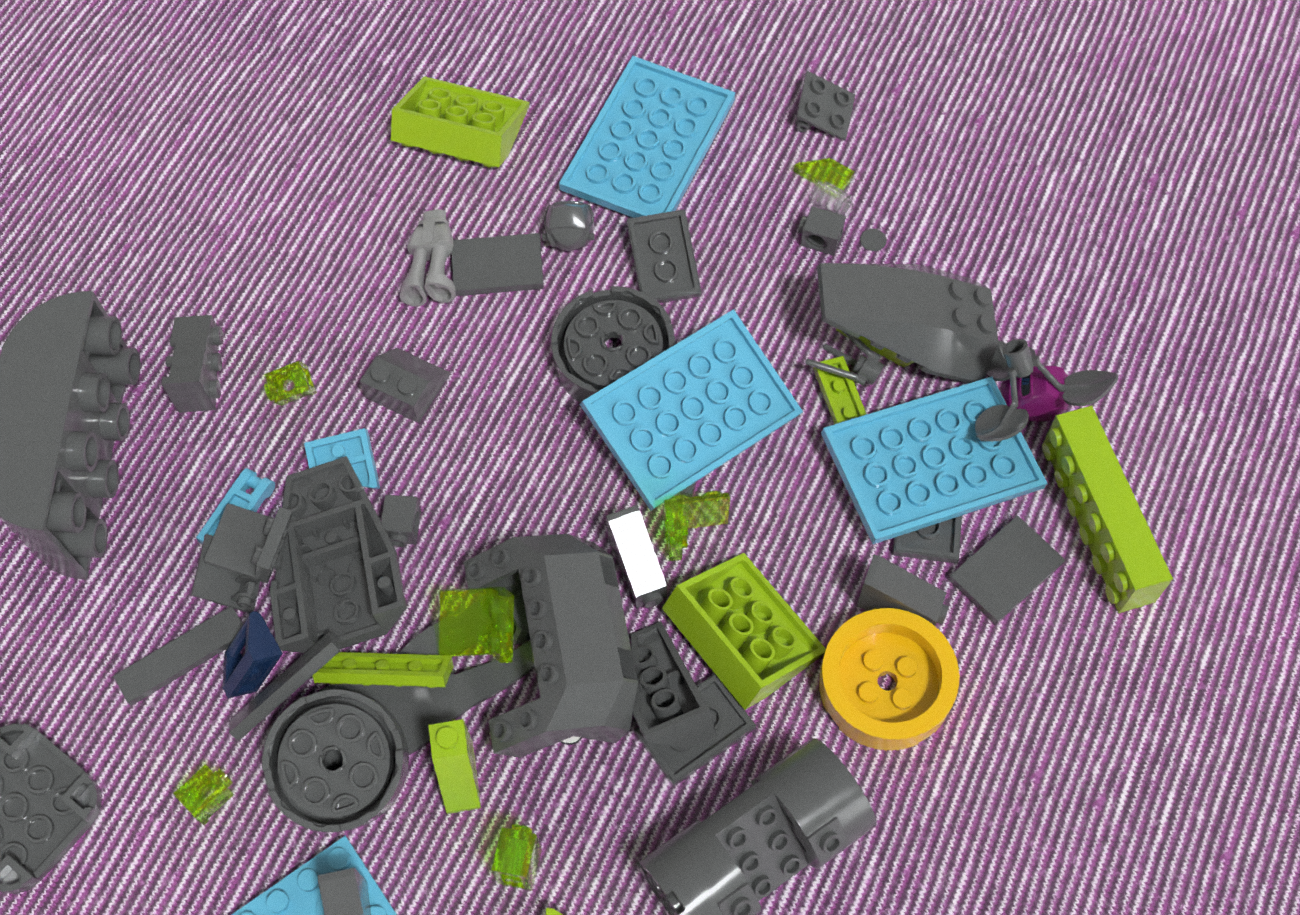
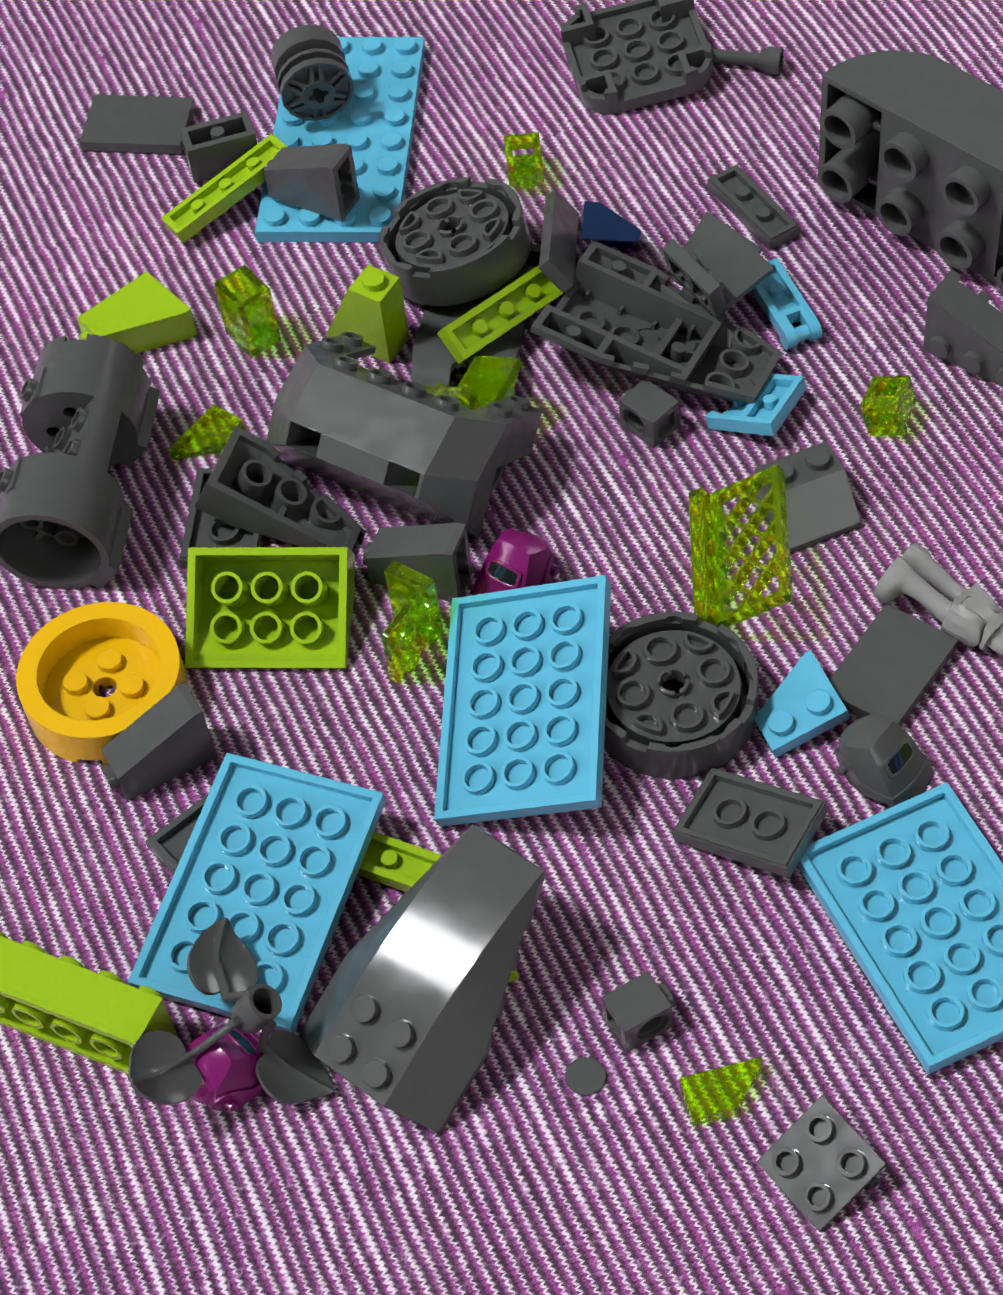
camera: 135 degrees right, 10 degrees down
(144, 602) = (753, 207): none -> dark grey tile
(178, 656) = (671, 203): dark grey tile -> none
(500, 394) = (713, 558): none -> clear neon green fence
(563, 281) = (800, 708): none -> medium azure wing
(593, 497) = (516, 562): none -> magenta helmet
(636, 809) = (206, 435): none -> clear neon green tile
(831, 198) = (672, 1056): clear brick -> none
(1006, 570) = (92, 880): dark grey tile -> none

